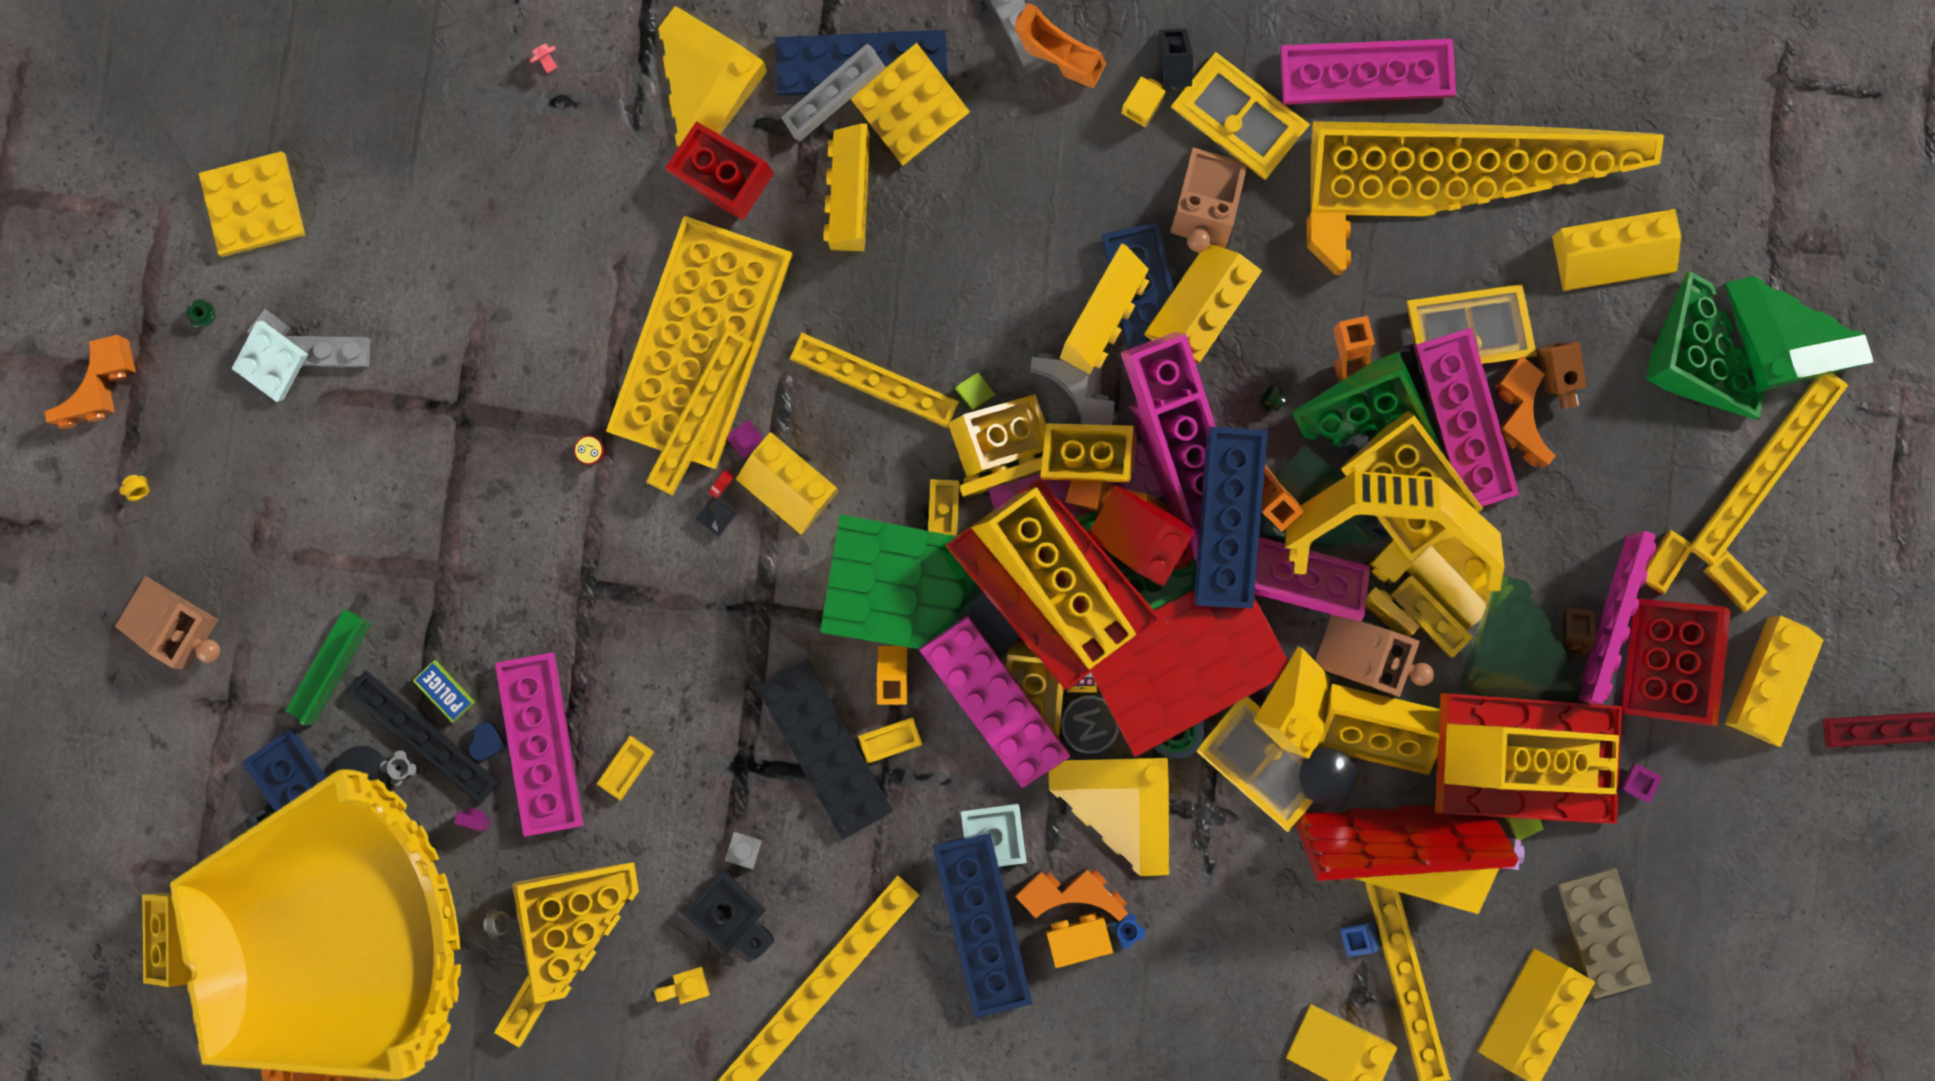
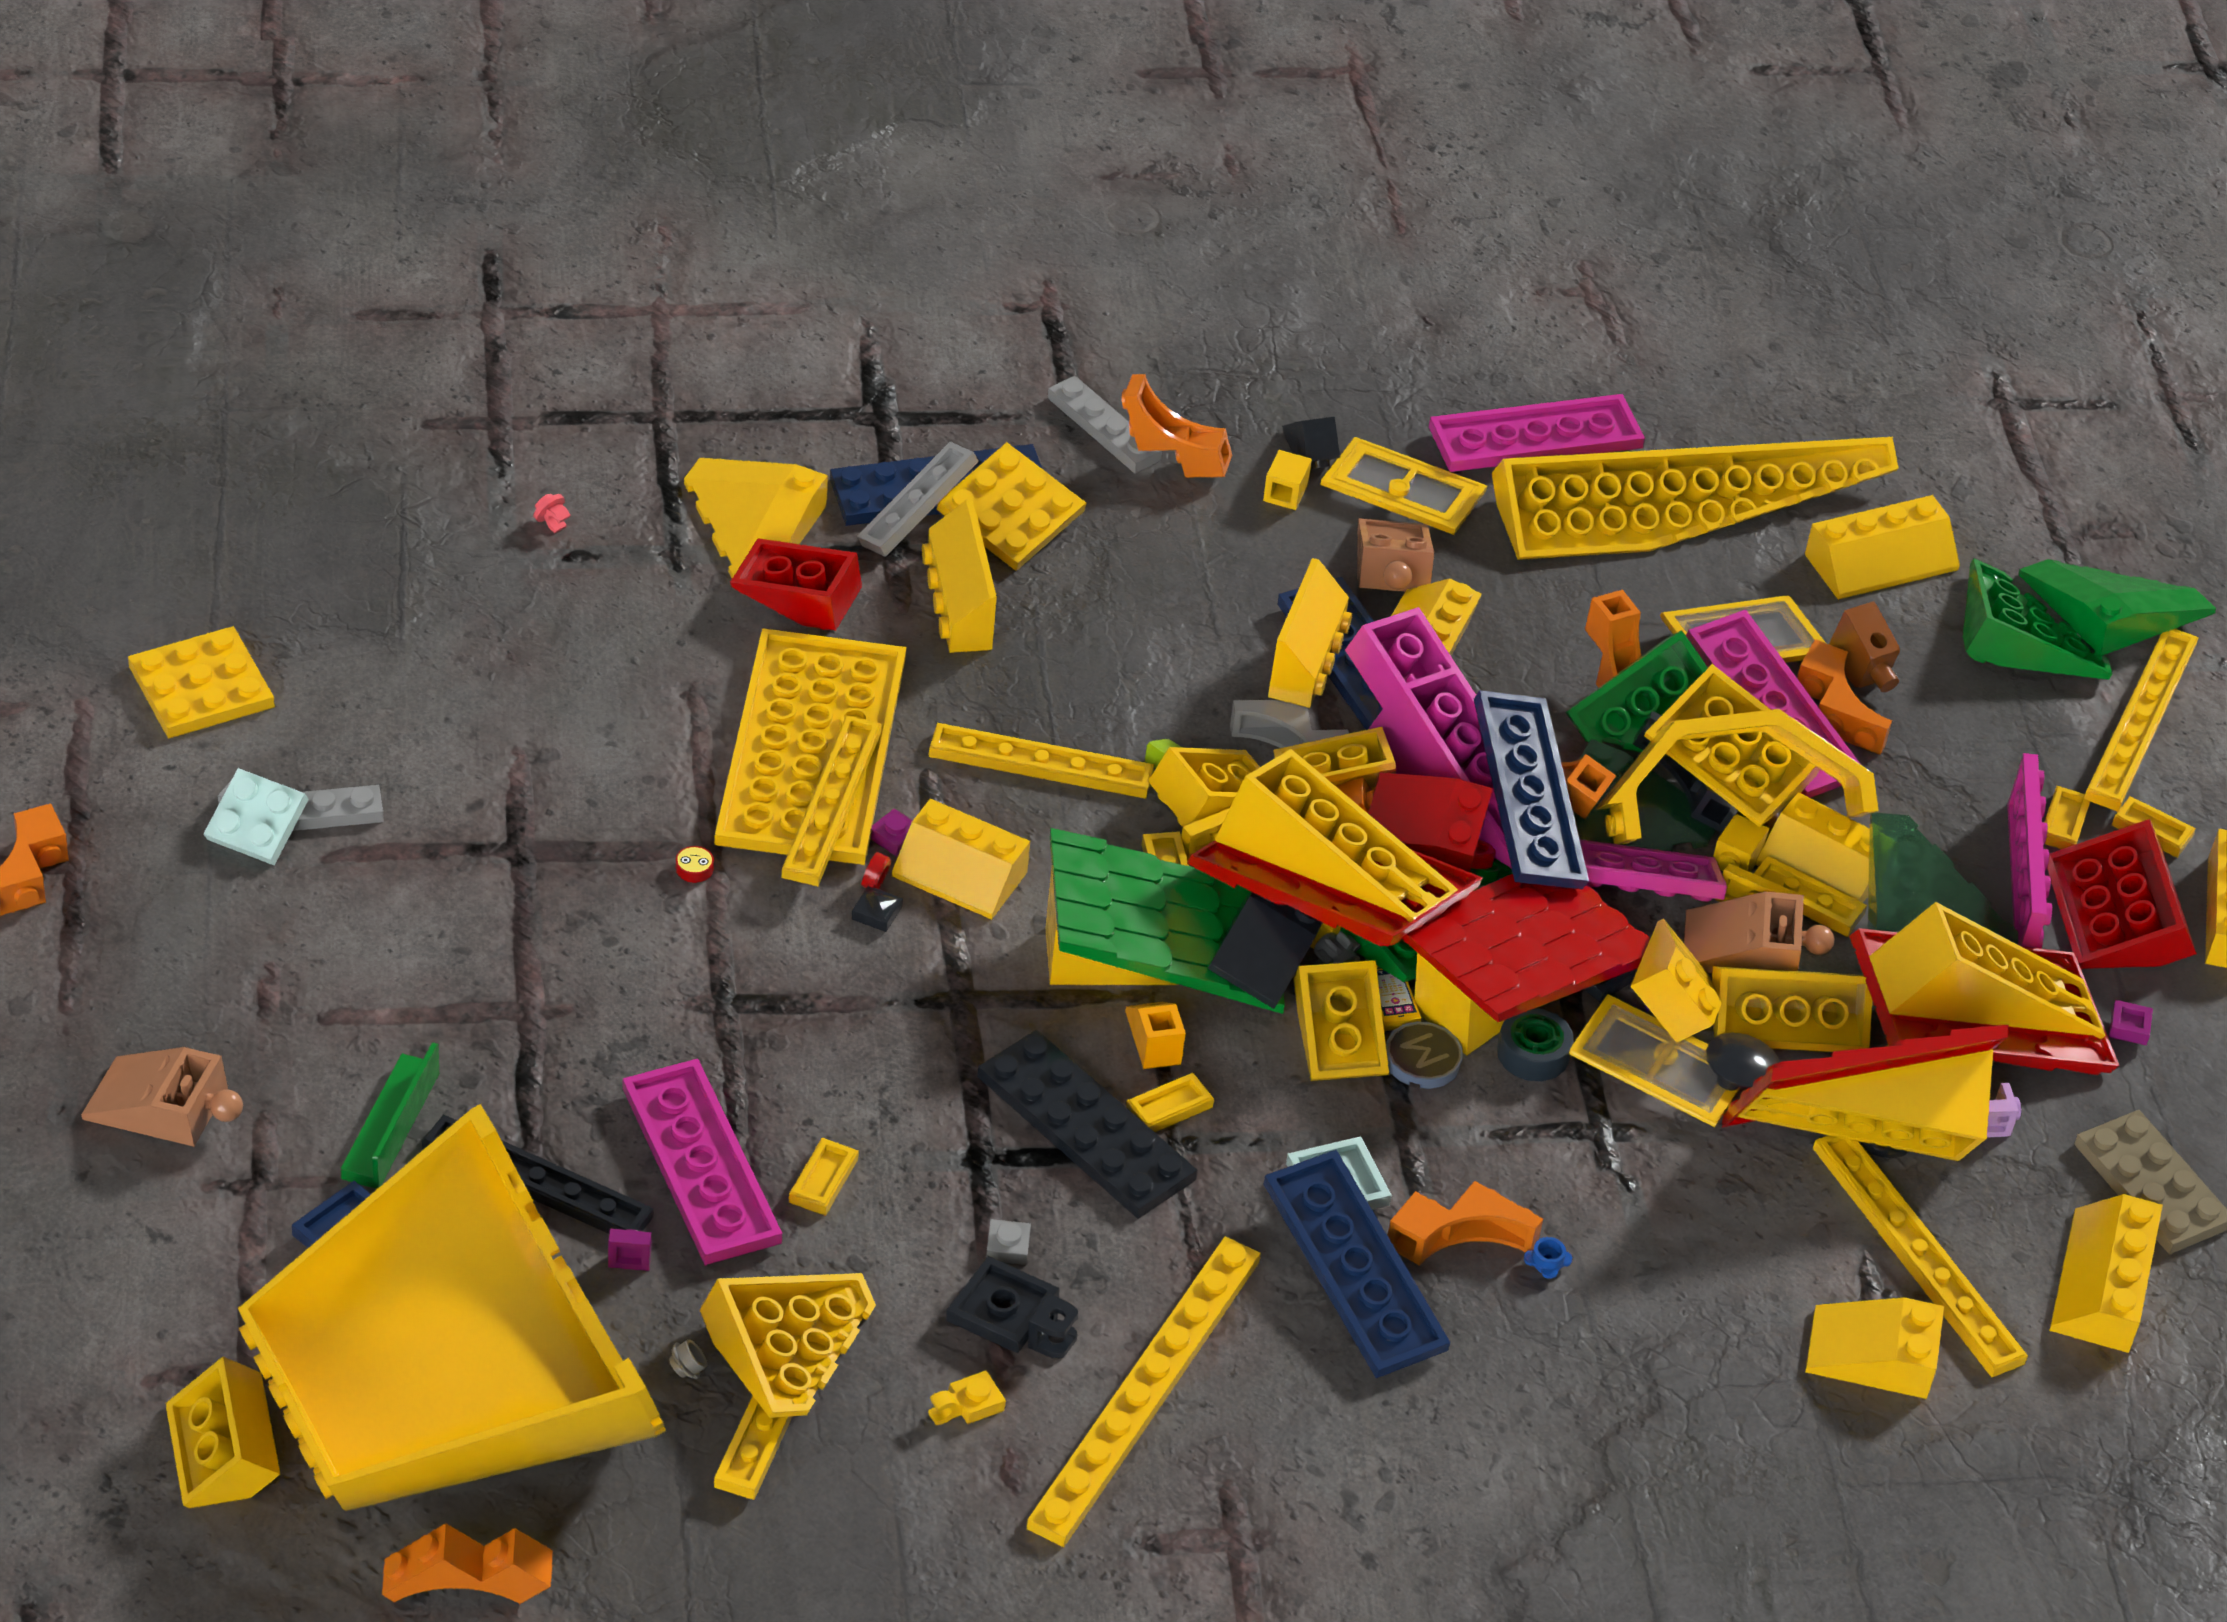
camera: 20 degrees left, 40 degrees down
(134, 487) = (90, 964): yellow plate -> none
(208, 313) = (152, 789): dark green plate -> none
(444, 691) = (556, 1126): tile -> none
(486, 741) = (627, 1170): dark blue tile -> none
(994, 701) = (1298, 1024): dark pink plate -> none
(1079, 940) = (1488, 1270): light orange brick -> none
(1123, 803) = (1496, 1118): yellow slope -> none
(1327, 239) = (1548, 573): light orange slope -> none
(1361, 938) = (1851, 1228): blue slope -> none
(1524, 827) = (2009, 1074): lime slope -> none
(1579, 631) = (1995, 886): reddish brown bracket -> none

